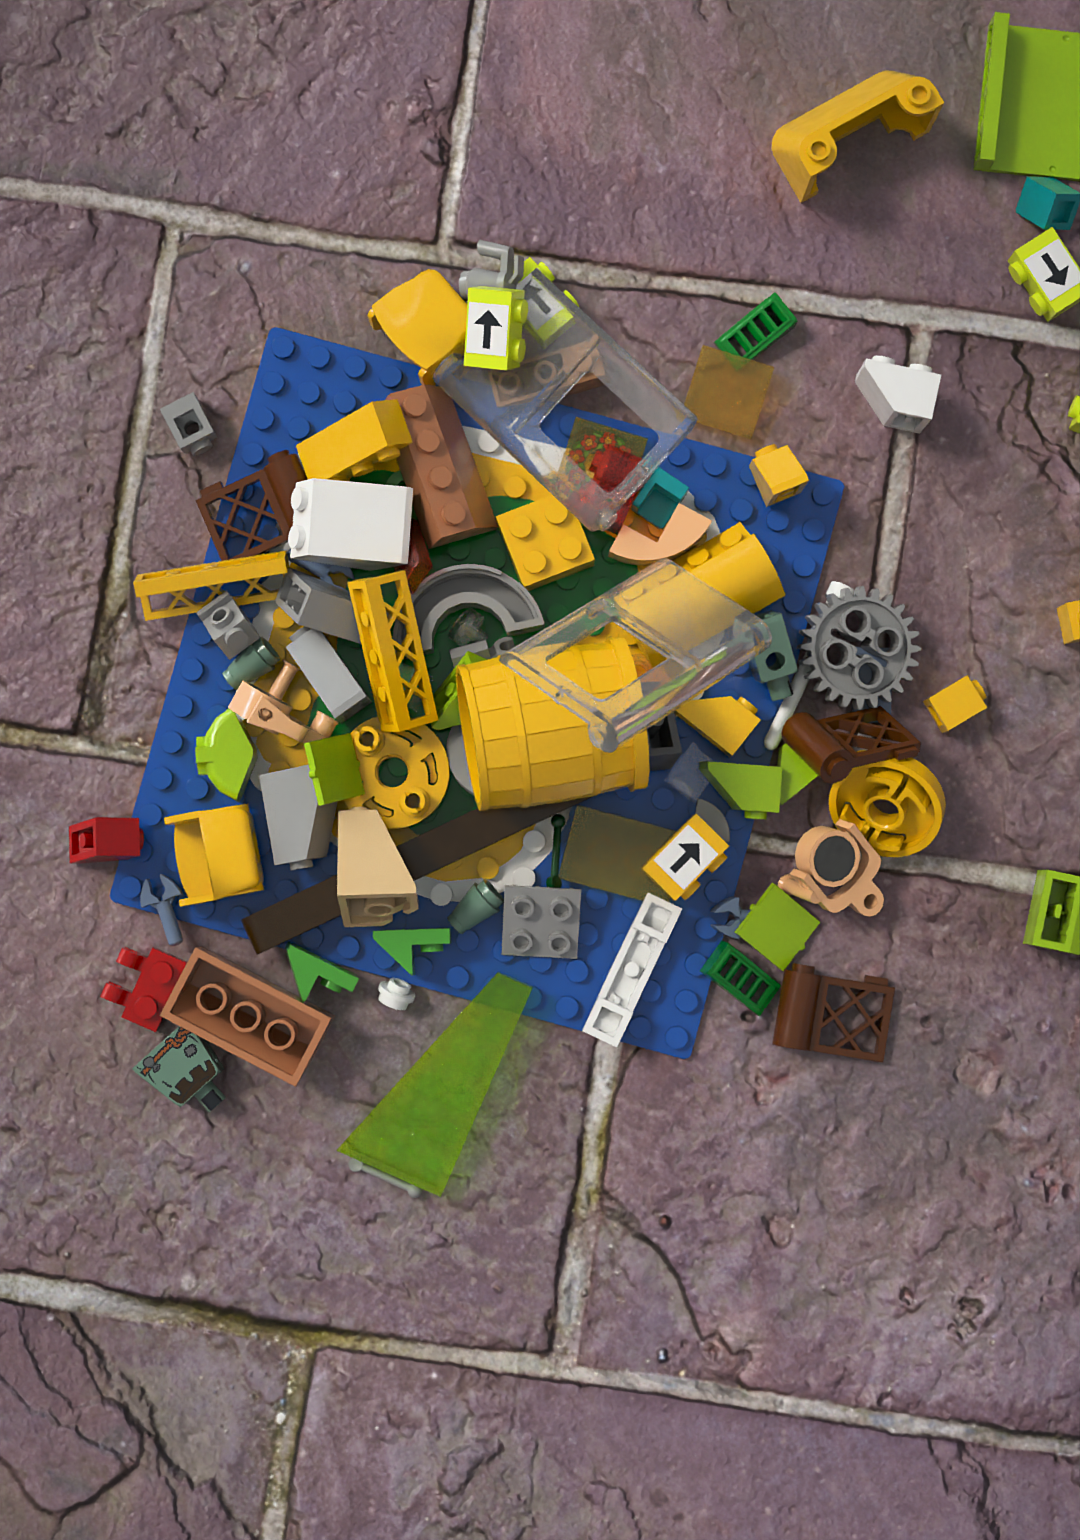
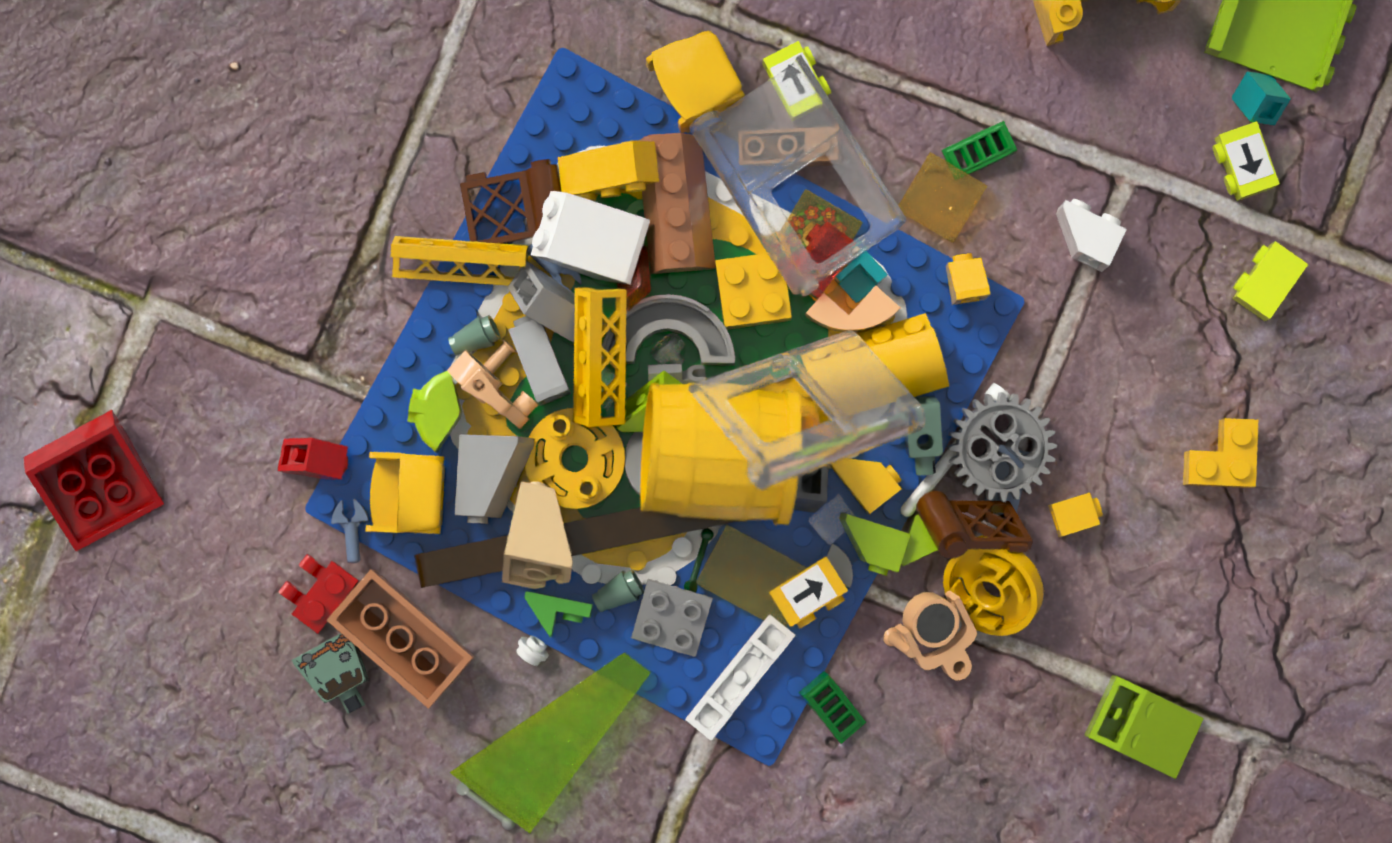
camera: 15 degrees right, 0 degrees up
(182, 414) = (468, 104): light grey brick -> none
(228, 625) = (463, 298): light grey brick -> none
(308, 966) = (462, 608): bright green slope -> none
(334, 769) = (526, 445): lime piece -> none
(495, 328) = (753, 99): brick -> none
(510, 269) = (755, 58): light grey piece -> none
(731, 906) = (847, 655): sand blue bar -> none
(777, 927) = (874, 670): lime piece -> none
(803, 1007) = (879, 747): reddish brown piece -> none

